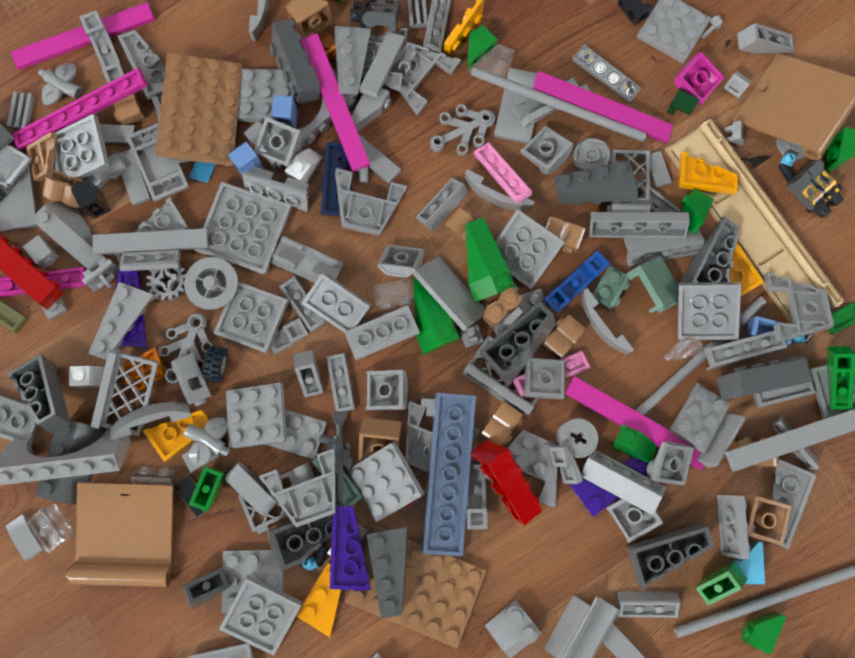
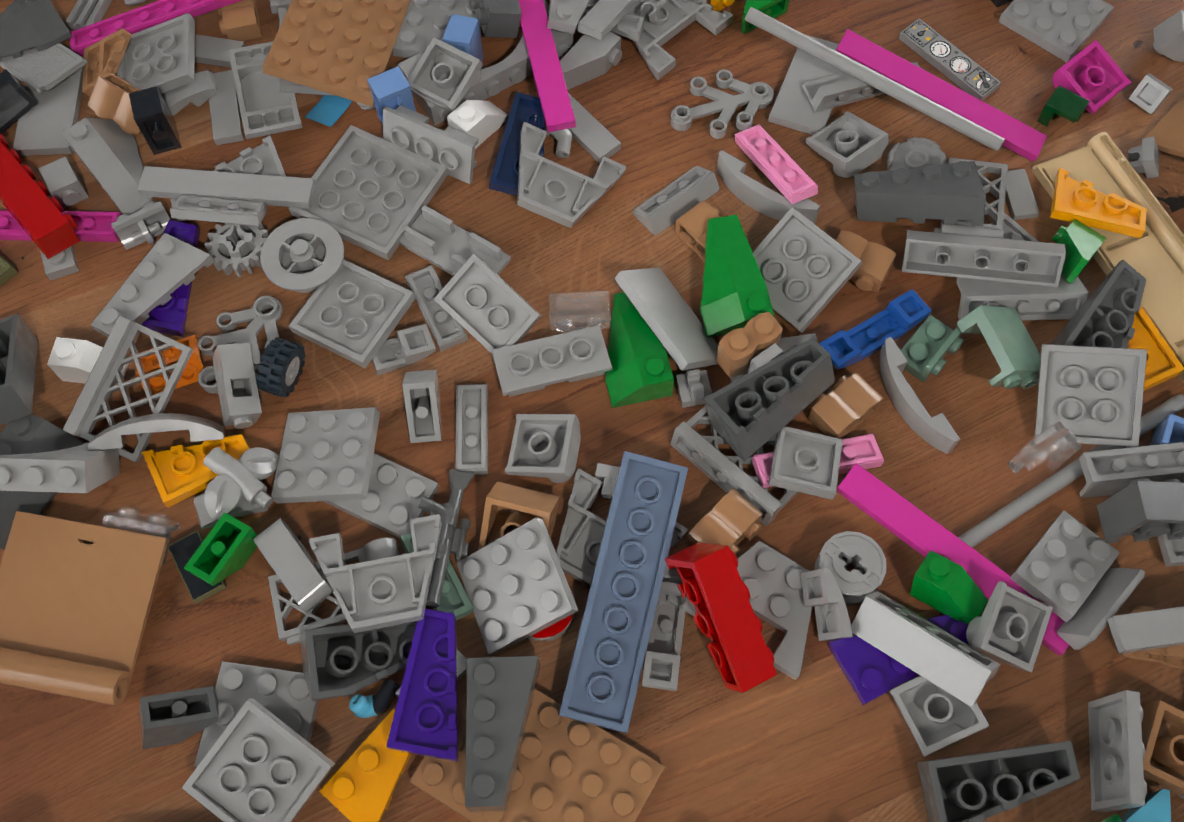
camera: 10 degrees right, 15 degrees down
(400, 260) = (599, 259): light grey slope -> none
(496, 60) = (790, 15): clear wing -> none
(716, 24) = (1120, 16): light grey hand -> none

